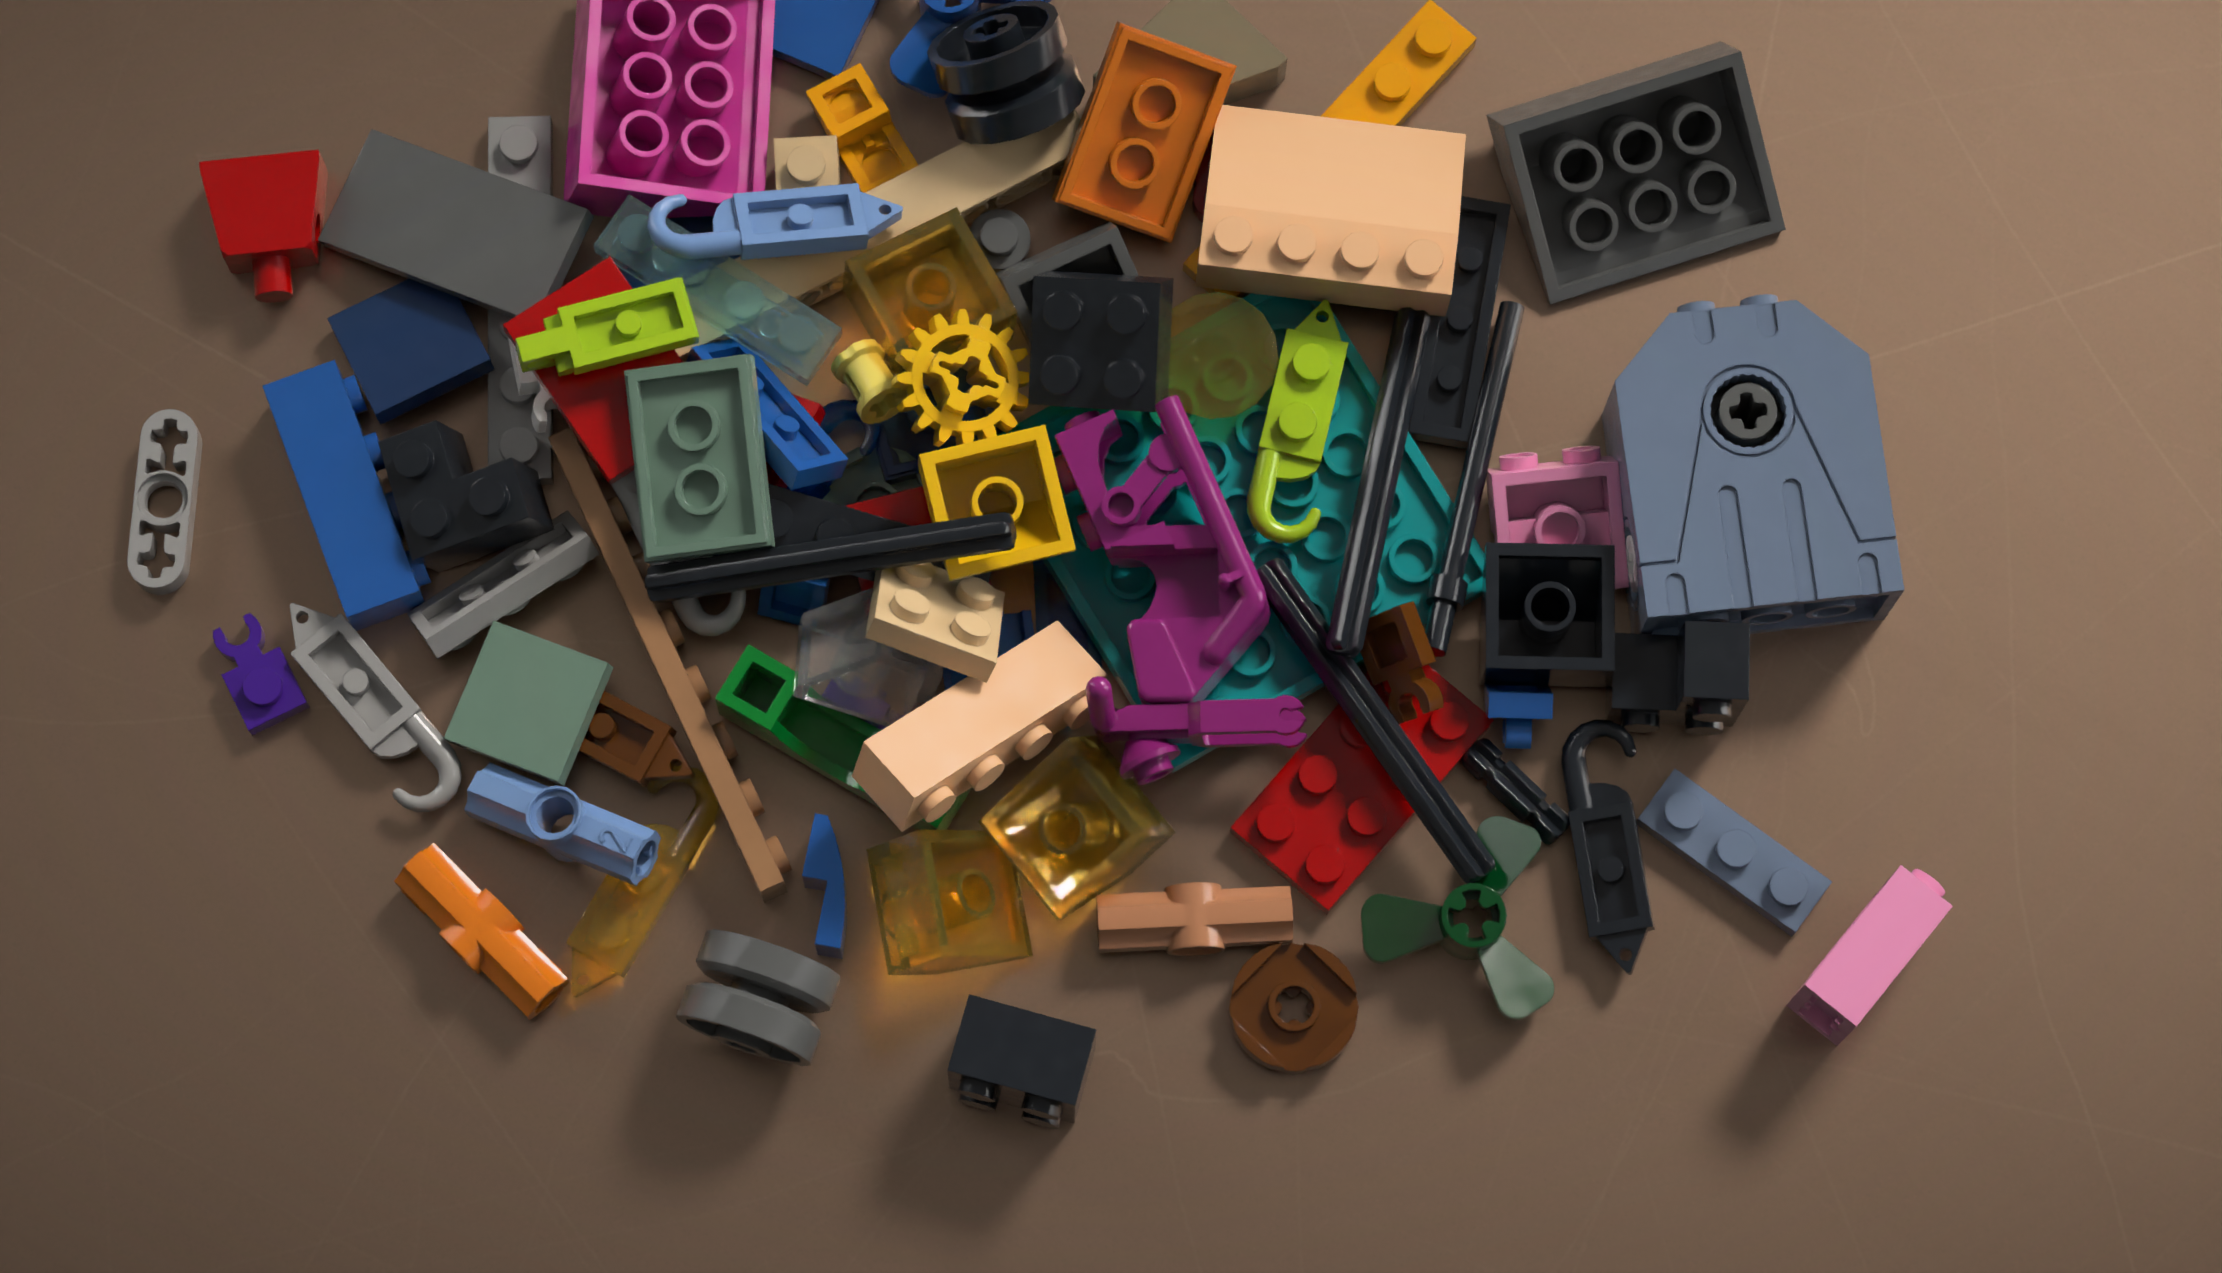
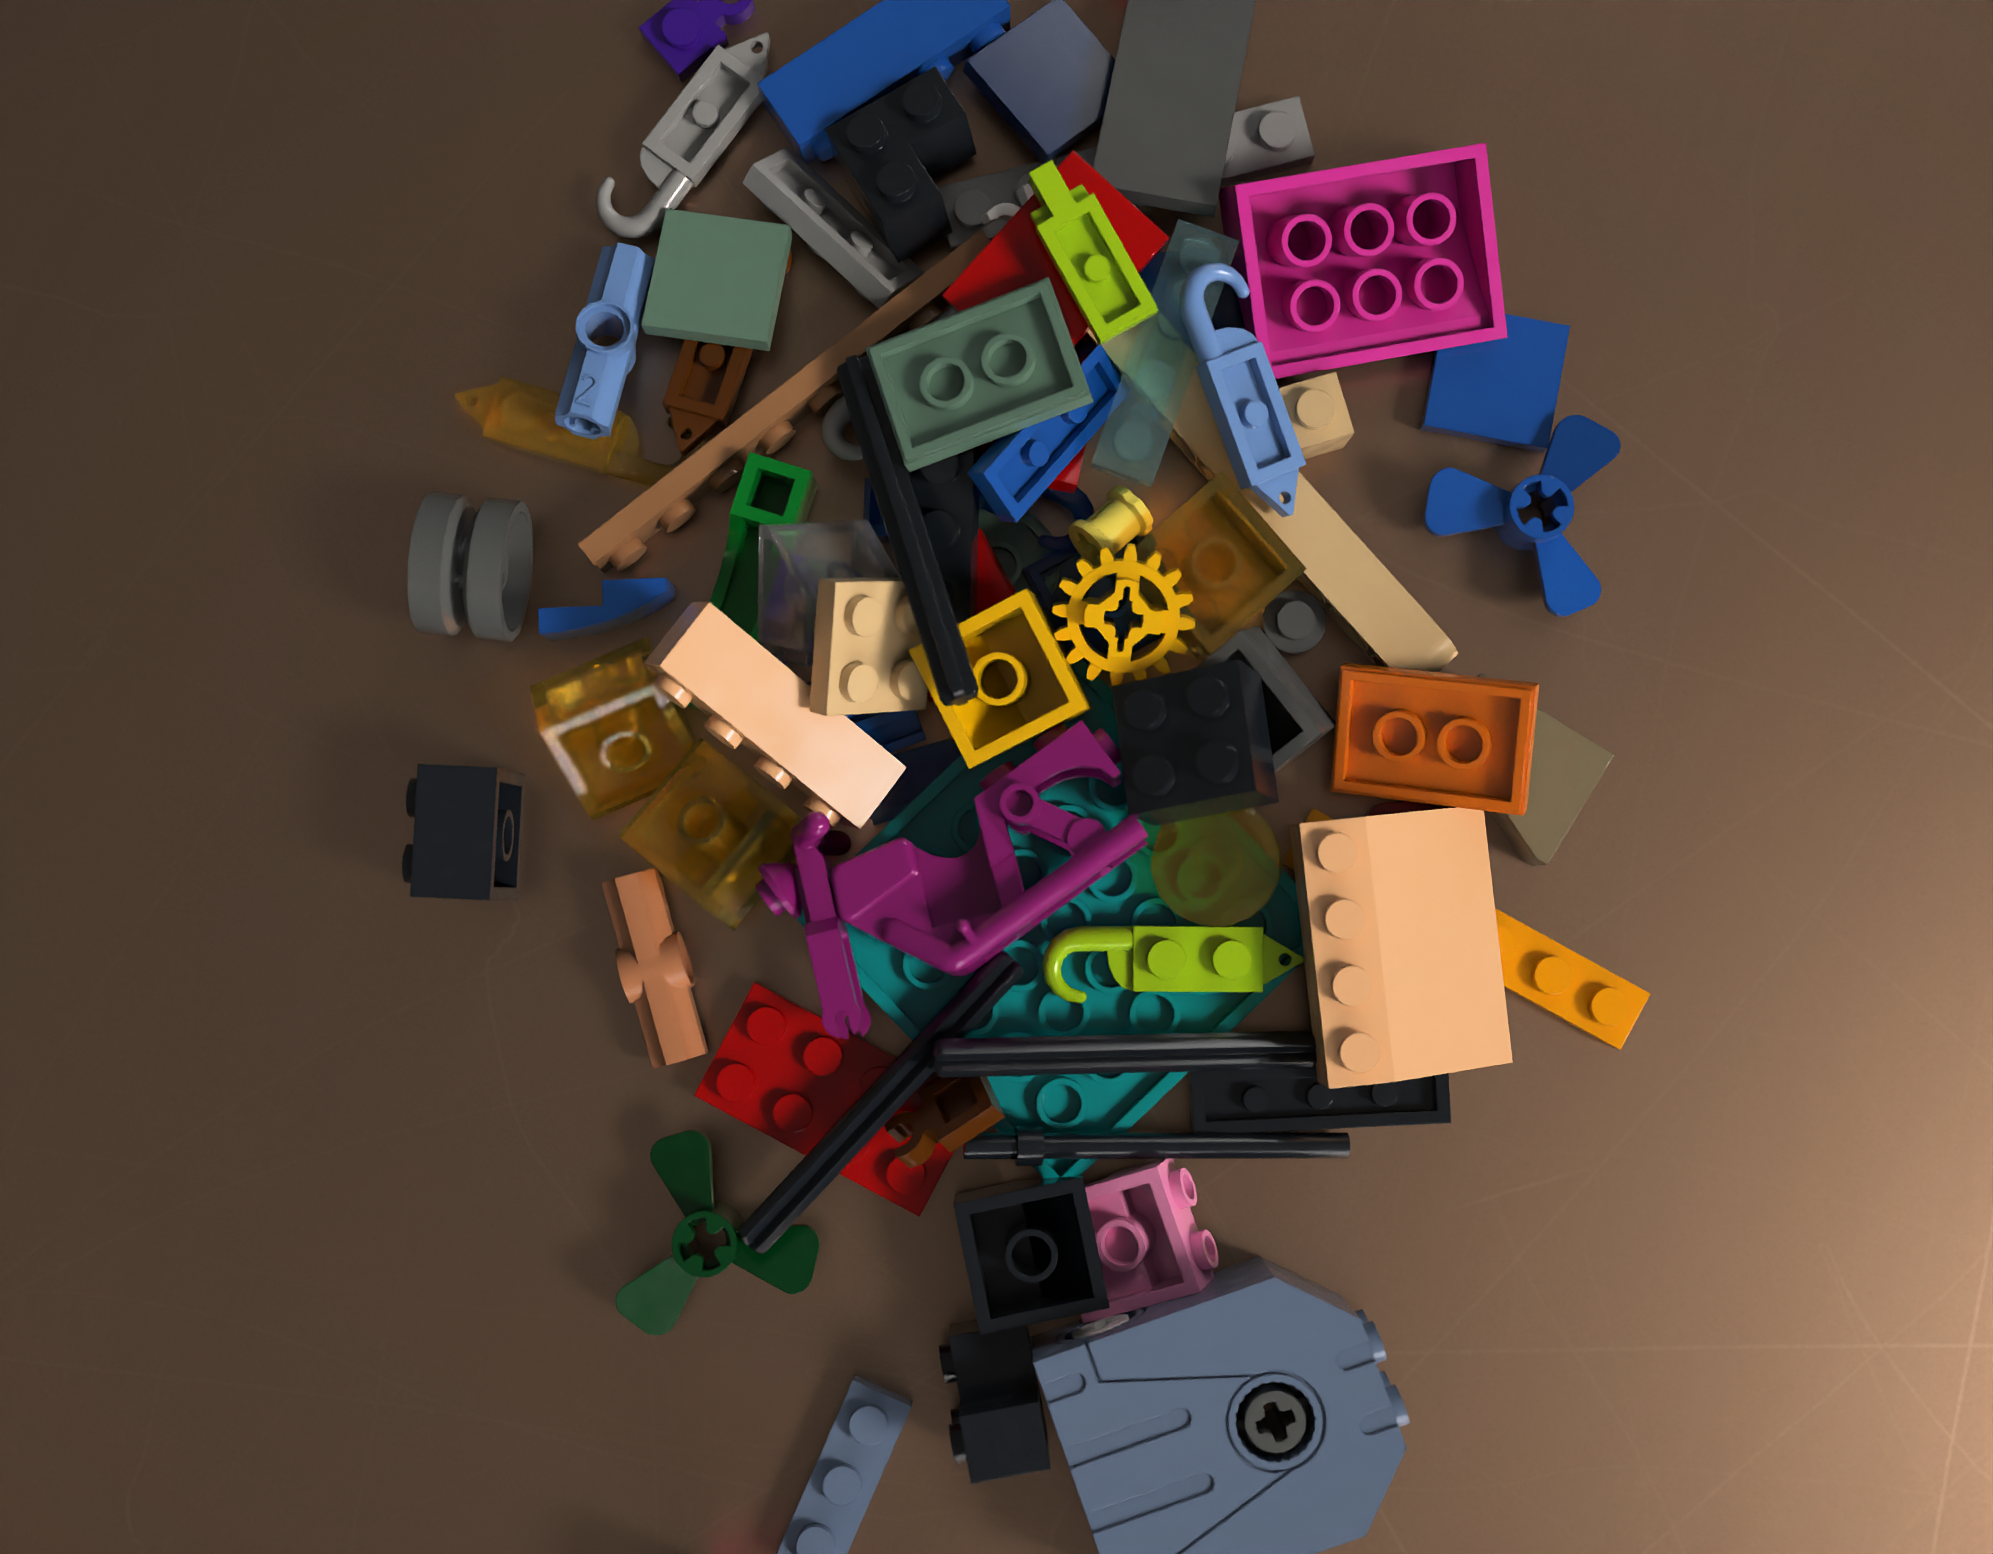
camera: 85 degrees right, 10 degrees up
(481, 931) = (493, 293): orange piece -> none
(864, 128) = (1374, 460): light orange slope -> none
(1006, 72) = (1460, 585): black wheel -> none
(1293, 970) = (556, 1090): reddish brown plate -> none
(1516, 790) = (855, 1254): black axle -> none
(1518, 707) = (932, 1239): blue tile -> none
(1607, 847) = (816, 1356): black plate -> none
(1638, 170) = (1521, 1244): dark grey slope -> none

